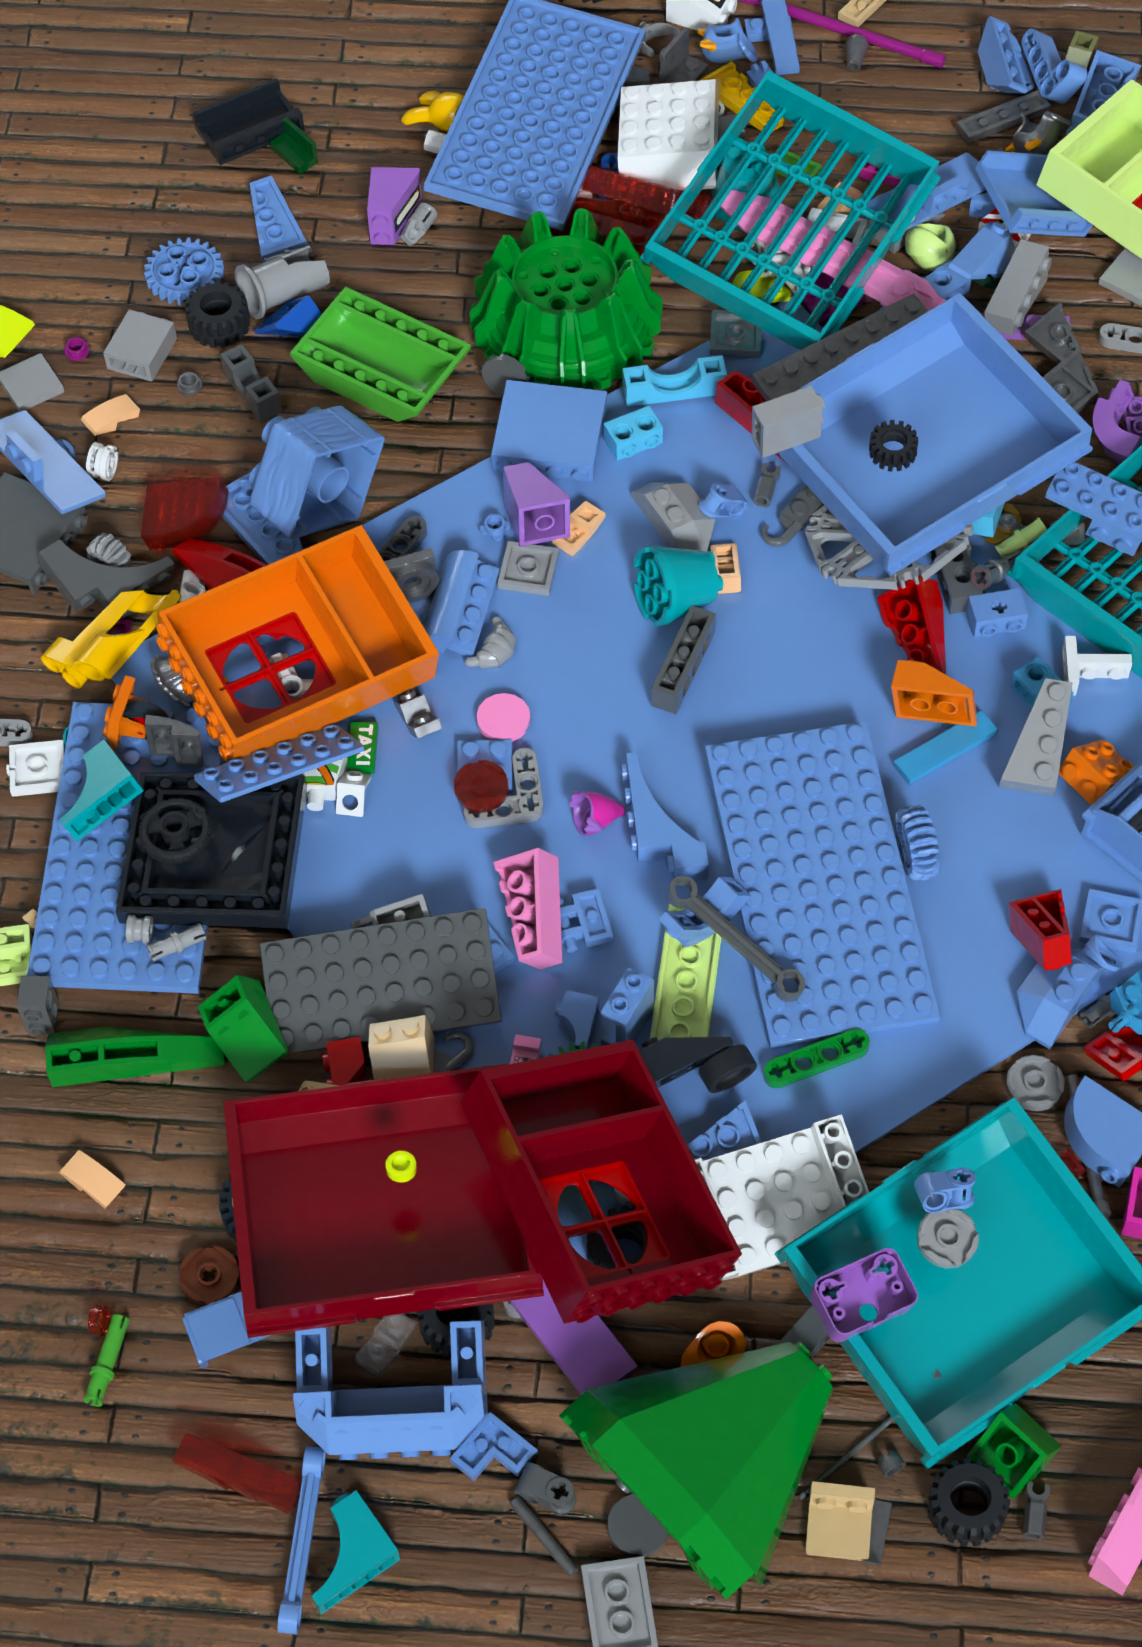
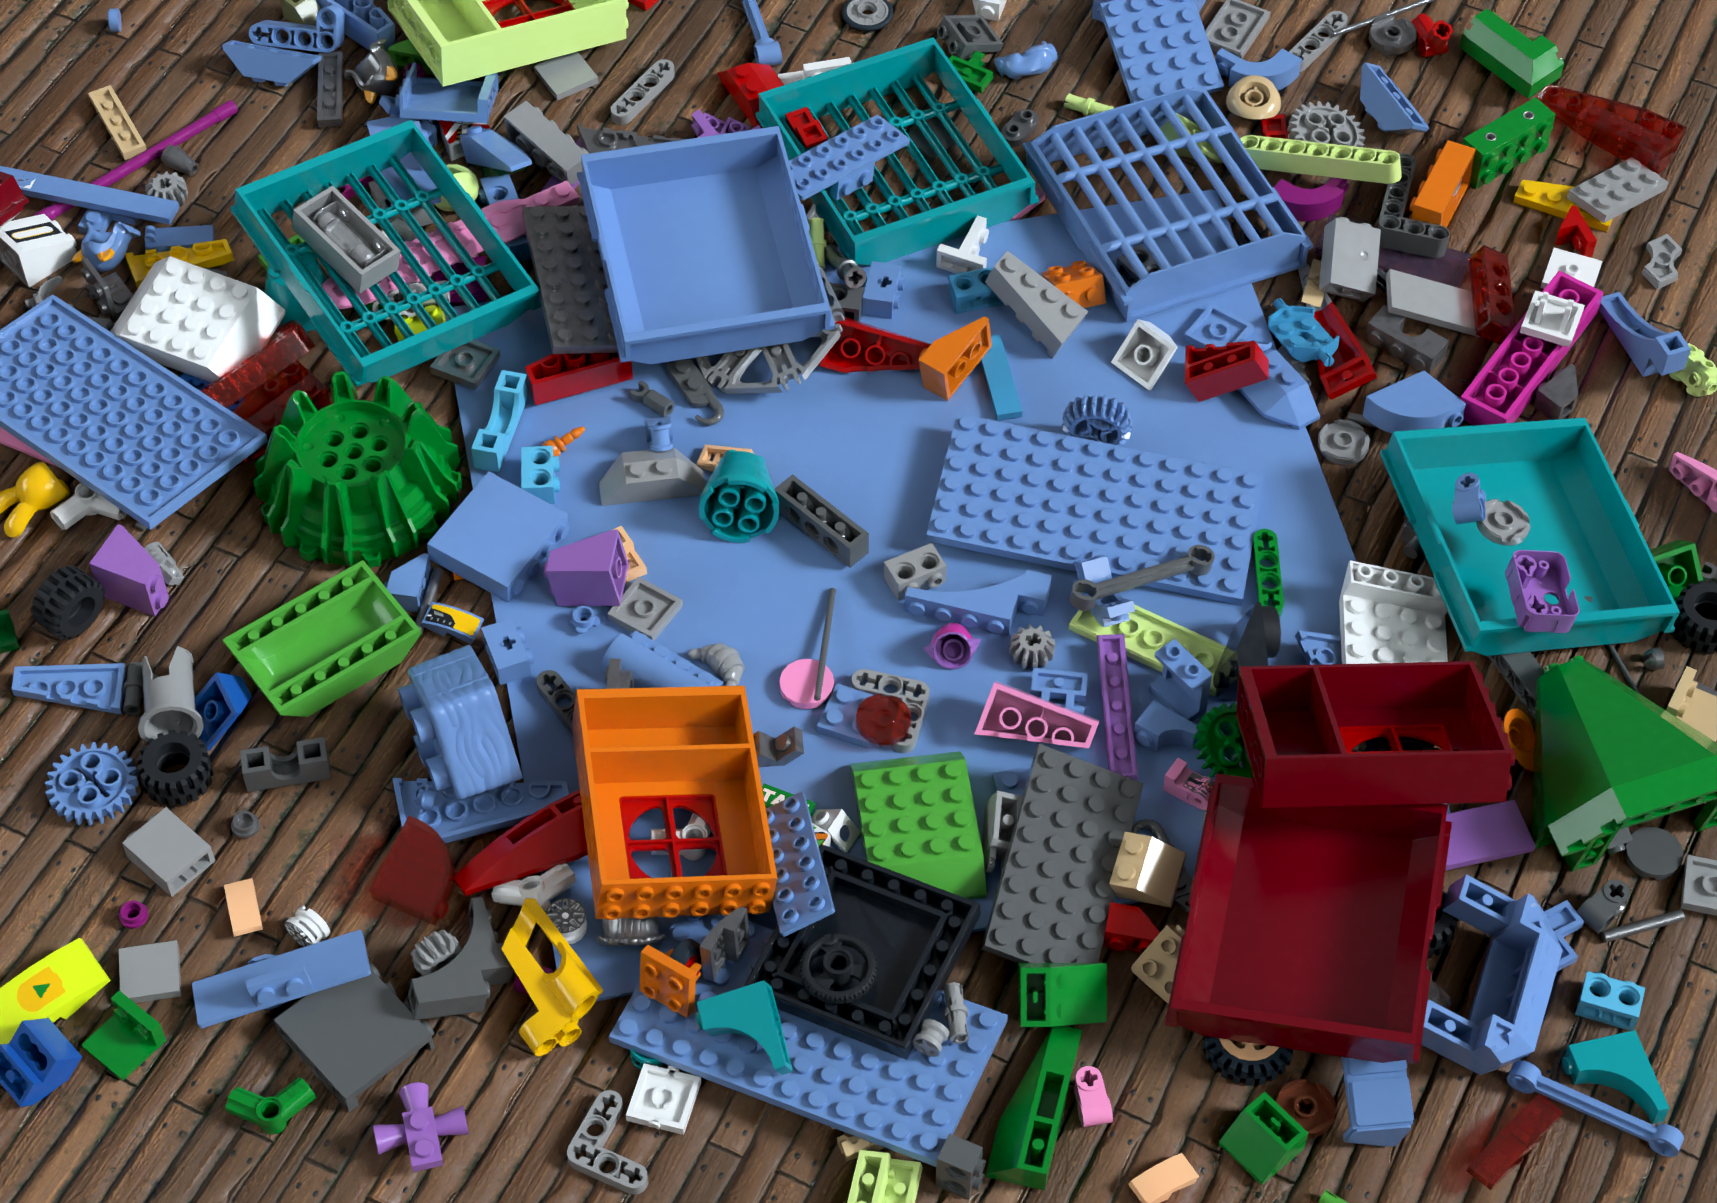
camera: 70 degrees left, 5 degrees down
(151, 1093) = (1092, 1101): none -> bright pink piece
(160, 1247) = (1264, 1138): none -> green slope
(338, 176) = (68, 602): none -> black tyre
(382, 853) = (921, 820): none -> bright green slope
(401, 1166) = (1300, 880): neon yellow tile -> none
(428, 1523) = (1609, 1007): none -> medium azure brick
(431, 484) = (507, 651): none -> medium blue brick
(453, 439) = (452, 620): none -> slope
(465, 415) = (429, 595): none -> flat silver bar
(476, 393) = (410, 582): none -> medium blue slope
(500, 369) = (409, 545): dark grey tile -> none
(552, 714) = (824, 647): none -> dark grey axle
(587, 974) = (1117, 705): none -> medium lavender tile
(634, 882) = (1032, 647): none -> light grey gear
(670, 752) = (920, 568): none -> light grey brick
(675, 435) = (559, 444): none -> orange bar
(778, 176) = (346, 239): none -> light grey piece
(787, 421) = (663, 317): light grey brick -> none
(815, 58) = (168, 187): none -> light grey gear
(896, 433) = (721, 270): black tyre -> none
(1042, 858) = (1145, 353): none -> white slope

